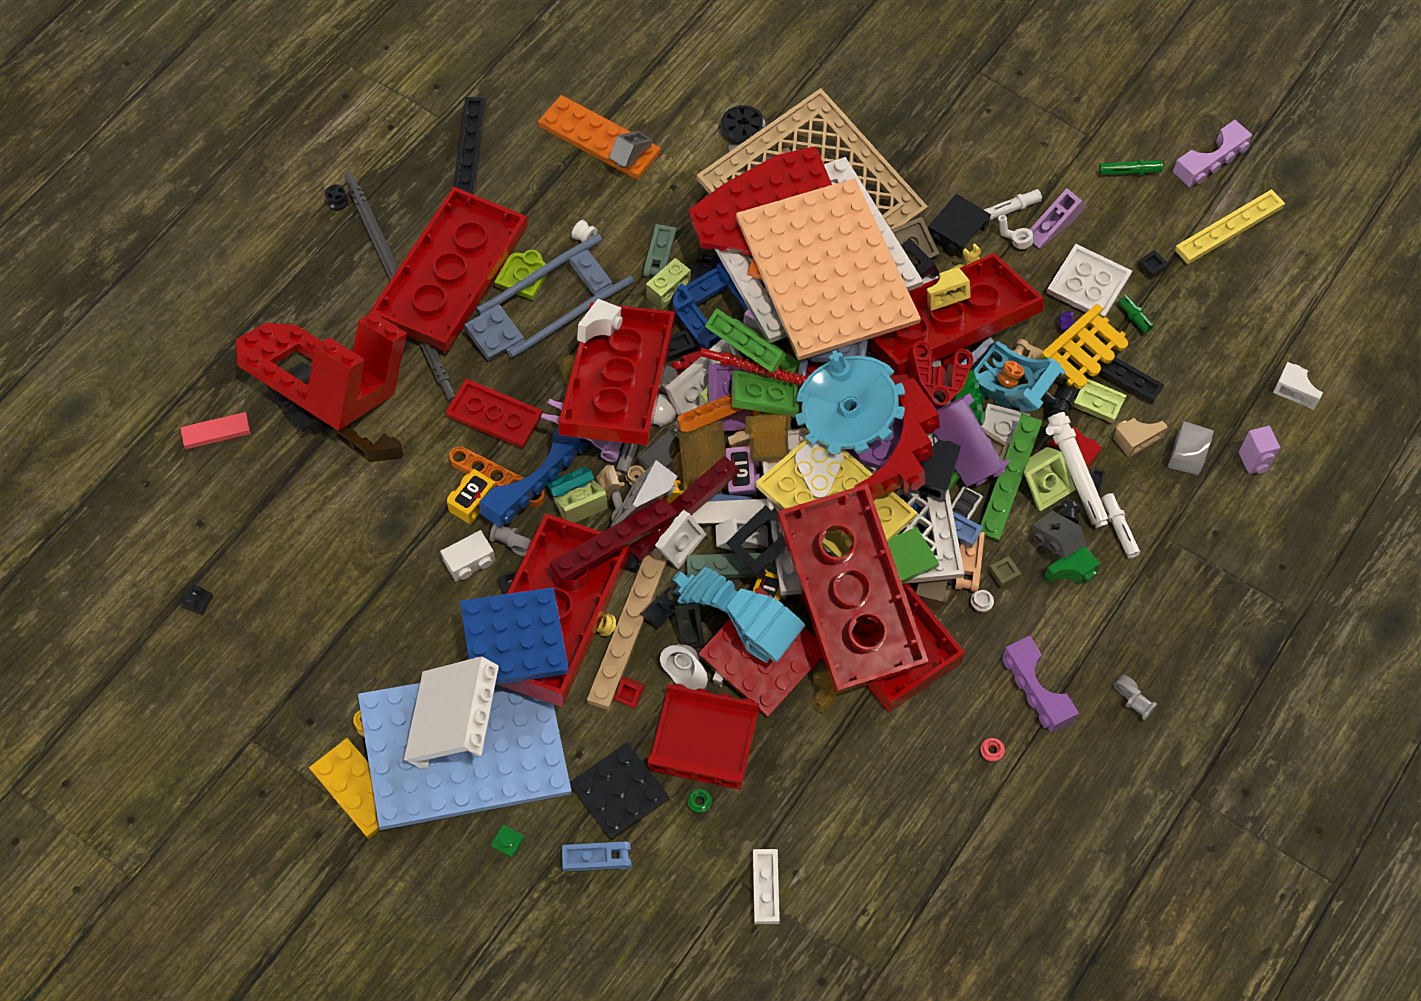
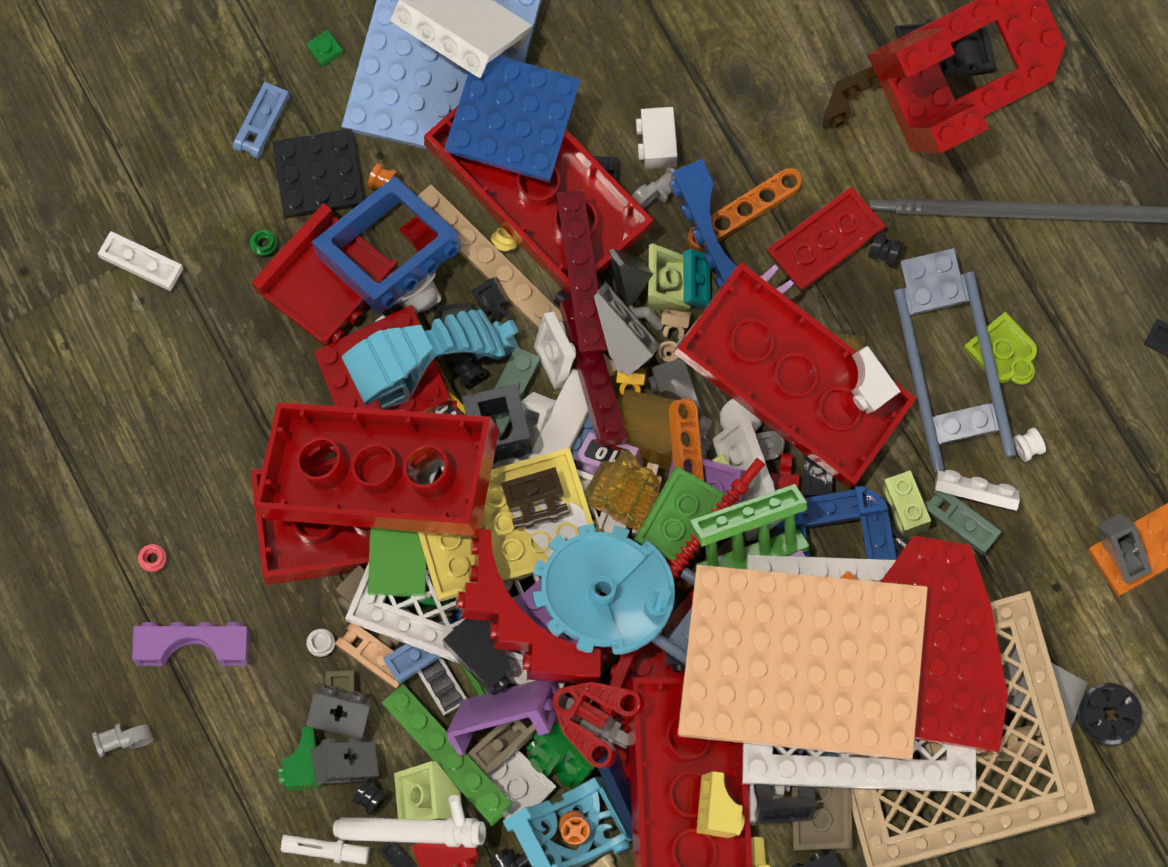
camera: 120 degrees right, 10 degrees up
(450, 268) = (1044, 267): red plate -> none
(466, 499) = (729, 170): yellow brick -> none
(483, 371) = (885, 249): none -> black wheel
(596, 515) = (630, 275): none -> pearl dark grey slope
(601, 735) = (380, 176): none -> orange wheel
(634, 248) = (977, 489): none -> white plate
(688, 734) = (404, 279): none -> blue piece
(804, 484) = (531, 490): none -> dark brown plate
(1026, 556) = (324, 715): none -> dark grey brick

